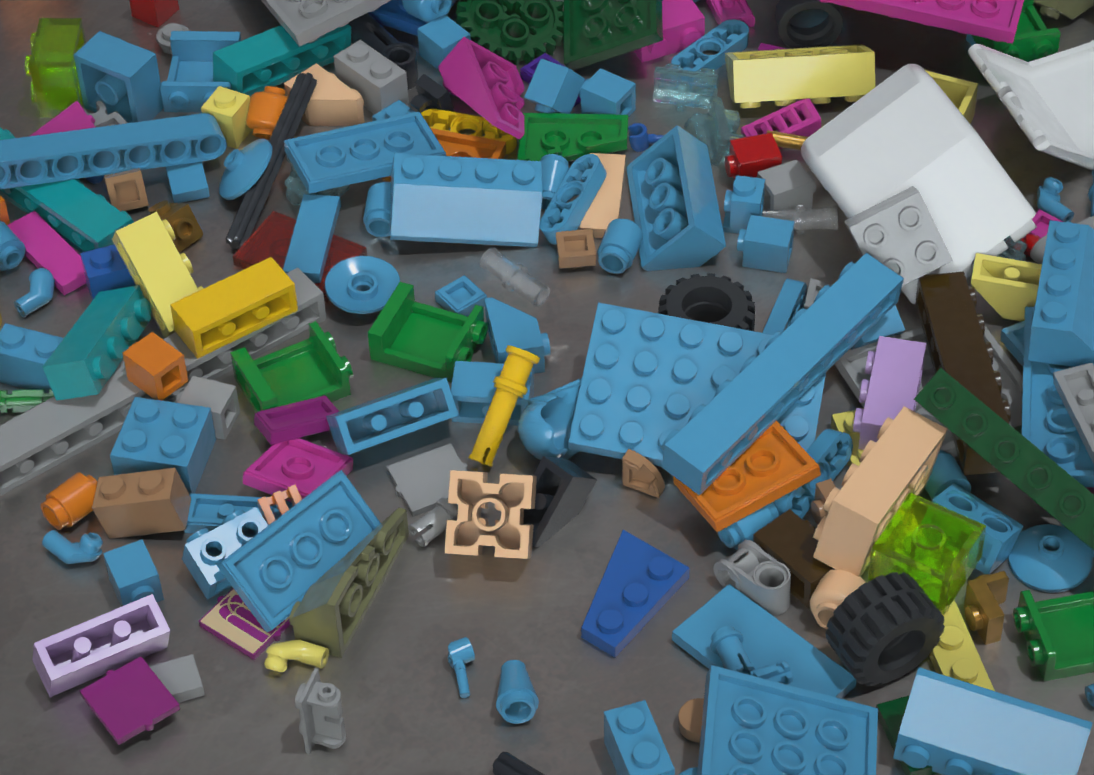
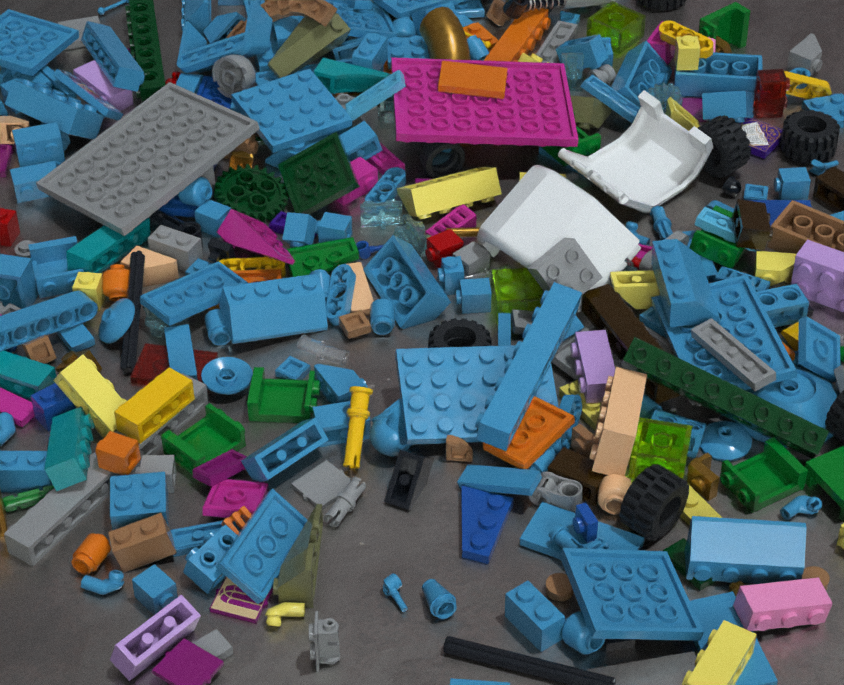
camera: 20 degrees left, 5 degrees down
(472, 532) = (389, 480): light nougat brick -> none
(679, 535) = (500, 479): none -> dark azure tile
(771, 633) = (585, 522): none -> blue plate
(821, 248) = (514, 290): none -> clear neon green brick

